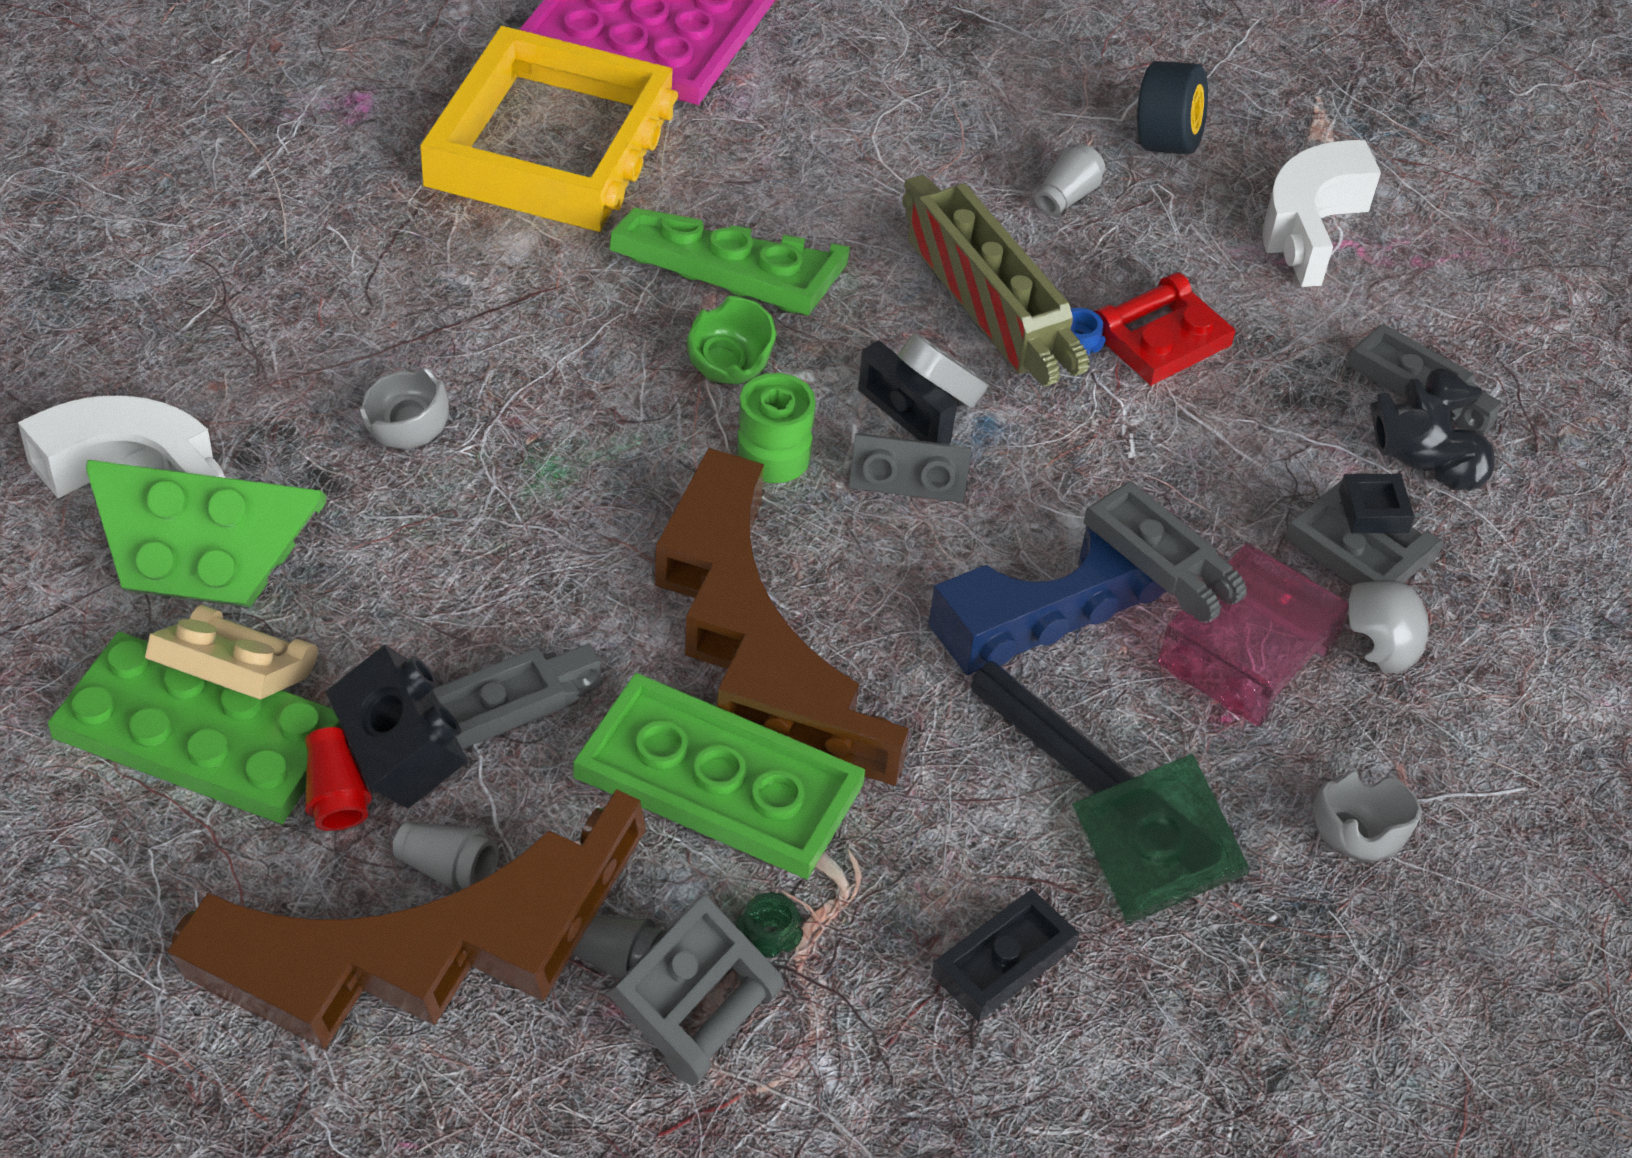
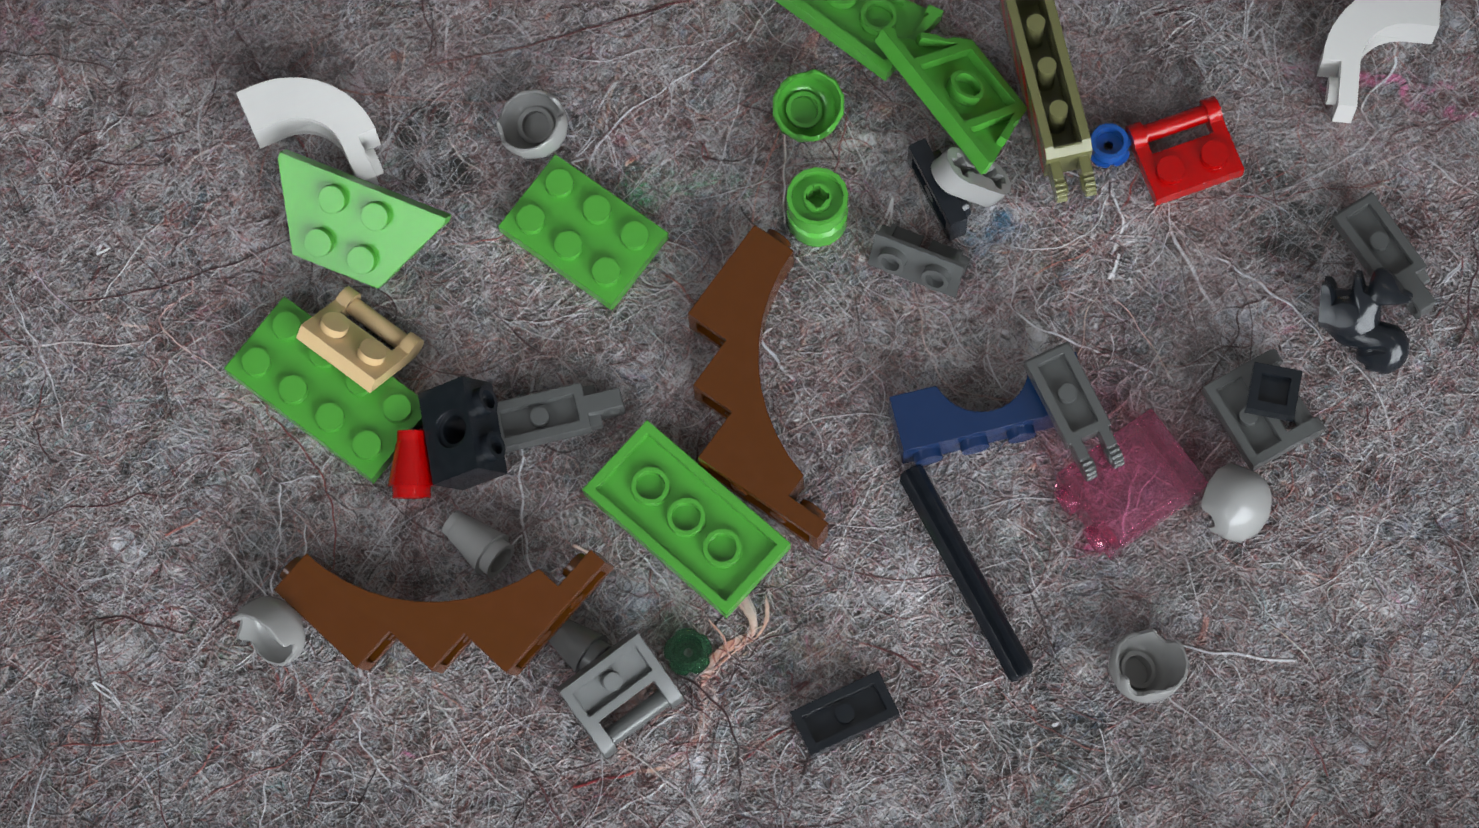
camera: 25 degrees right, 25 degrees up
(171, 1010) = (272, 629): none -> light grey hair
(494, 509) = (583, 232): none -> bright green plate
(893, 294) = (959, 90): none -> bright green wing
(1160, 839) = (986, 651): clear green tile -> none

